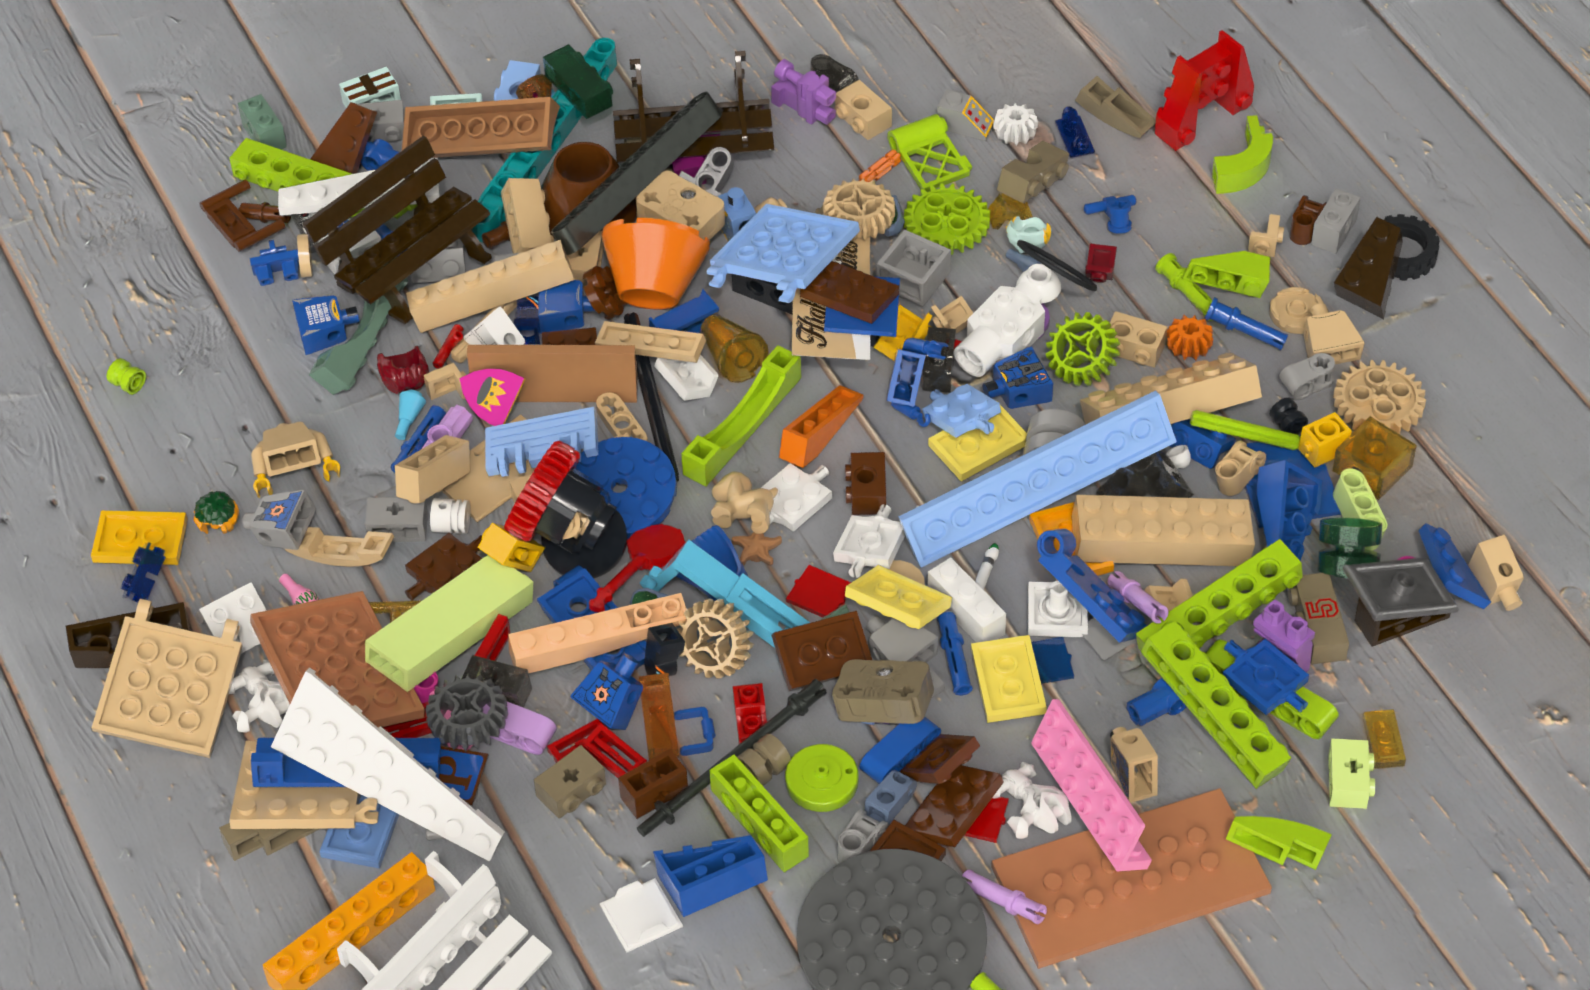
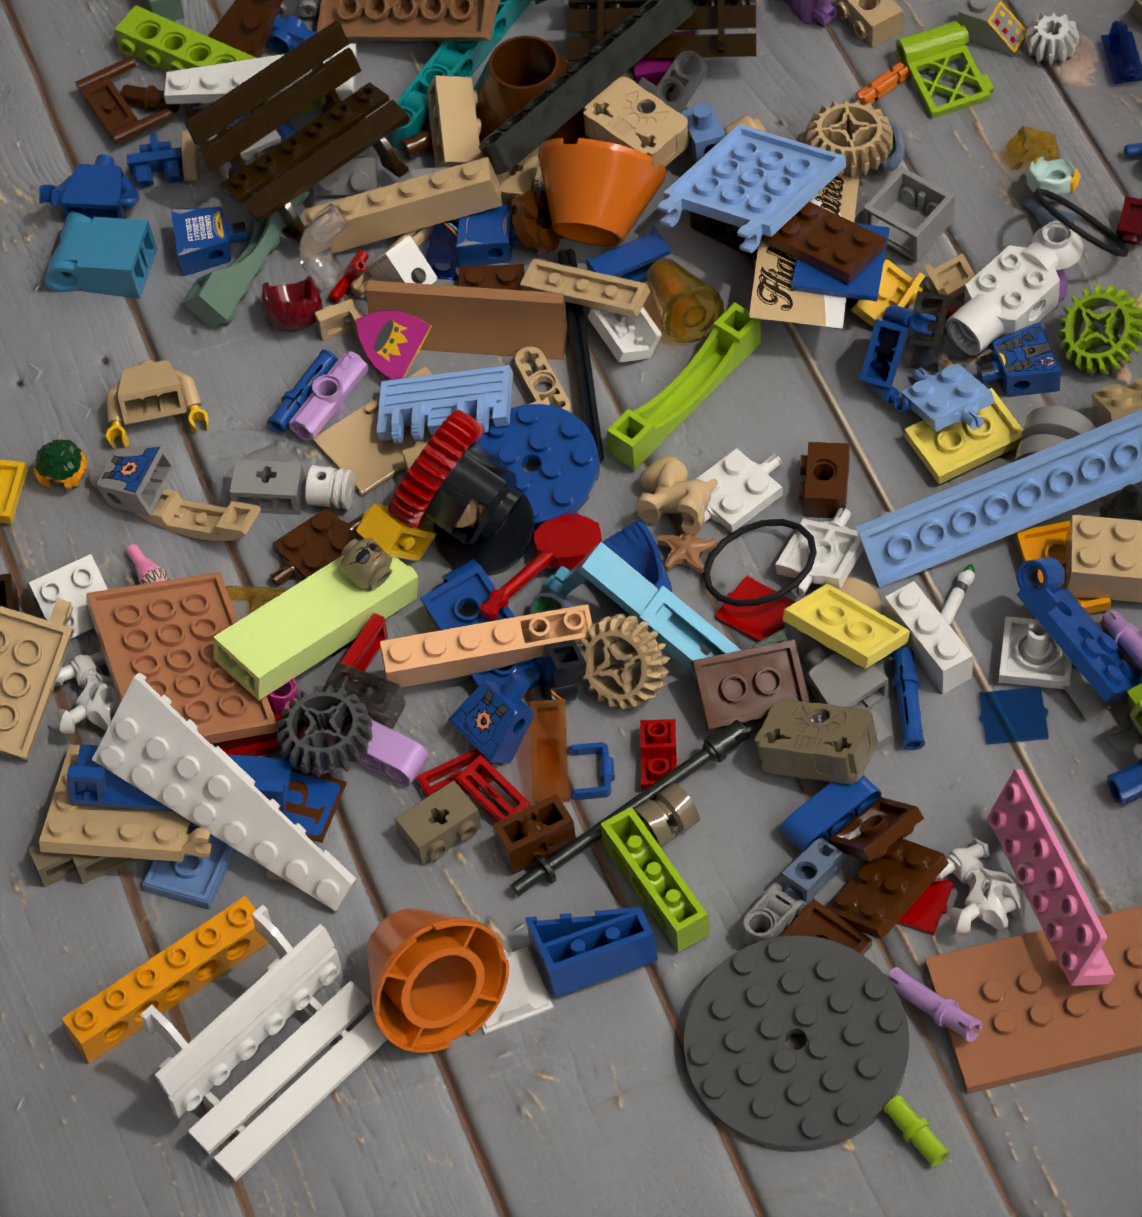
camera: 10 degrees right, 5 degrees up
(223, 292) = (93, 191): none -> blue torso
(236, 341) = (102, 256): none -> dark azure piece
(410, 405) = (297, 347): medium azure cone -> none
(420, 321) = (317, 244): none -> clear cylinder
(432, 469) = (313, 429): tan brick -> none
(489, 573) = (366, 563): none -> dark tan head
(581, 905) = (433, 977): none -> orange cone
(816, 427) = (770, 407): orange slope -> none
(821, 777) = (734, 840): lime wheel -> none
(828, 580) = (771, 597): none -> black piece
(948, 217) = (957, 152): lime gear -> none
(1008, 678) = (969, 734): light yellow plate -> none
(1026, 180) = (1079, 96): dark tan arch -> none
(1130, 750) = (1106, 836): tan torso -> none

